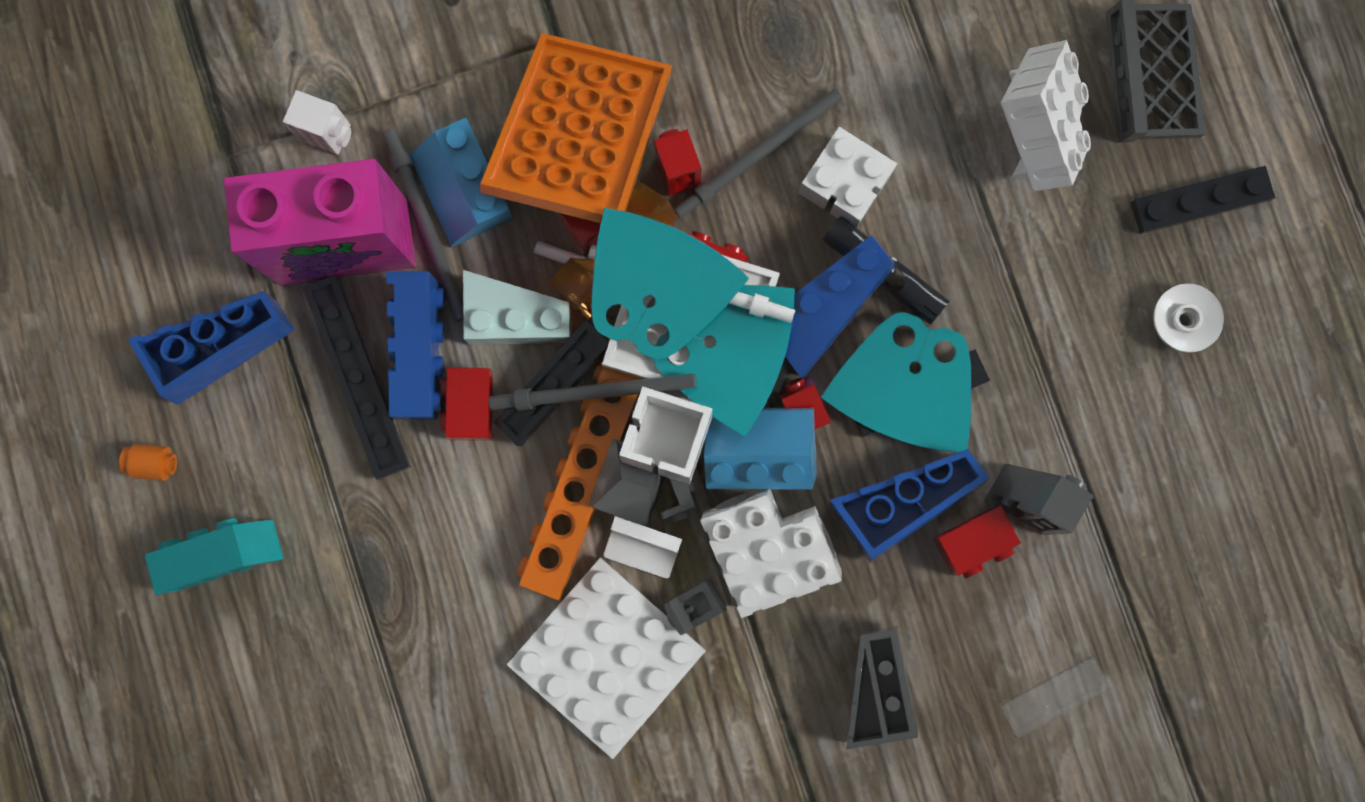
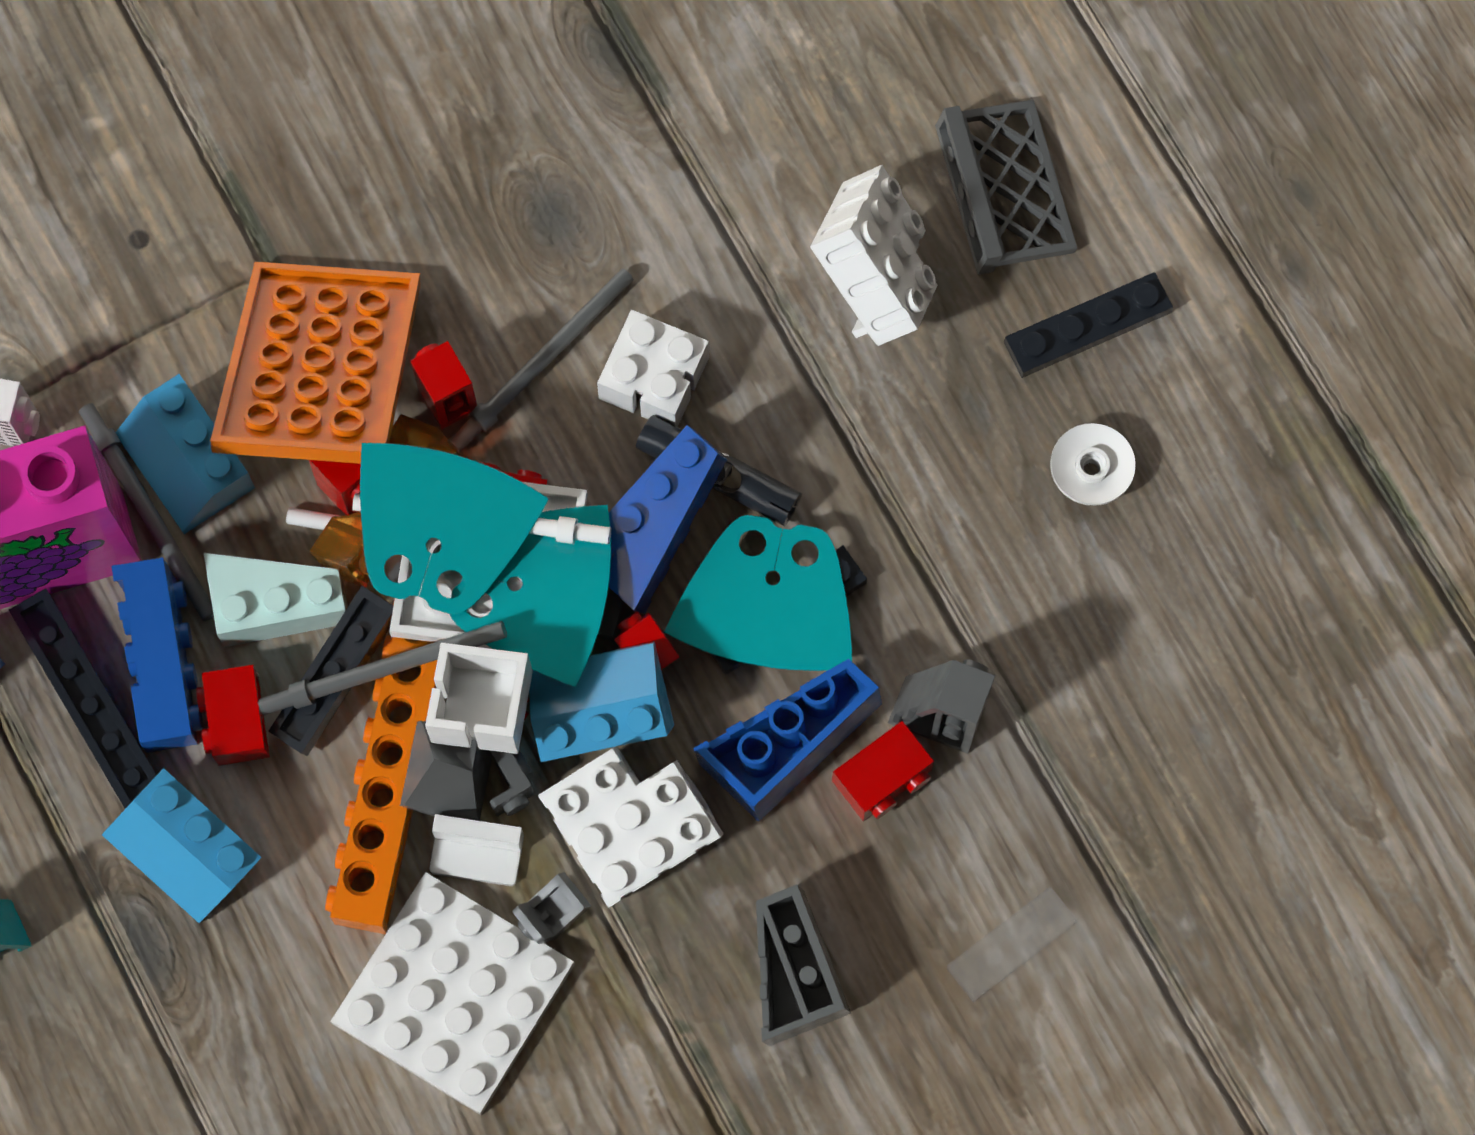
camera: 10 degrees left, 10 degrees down
(411, 504) = (181, 845): none -> dark azure slope

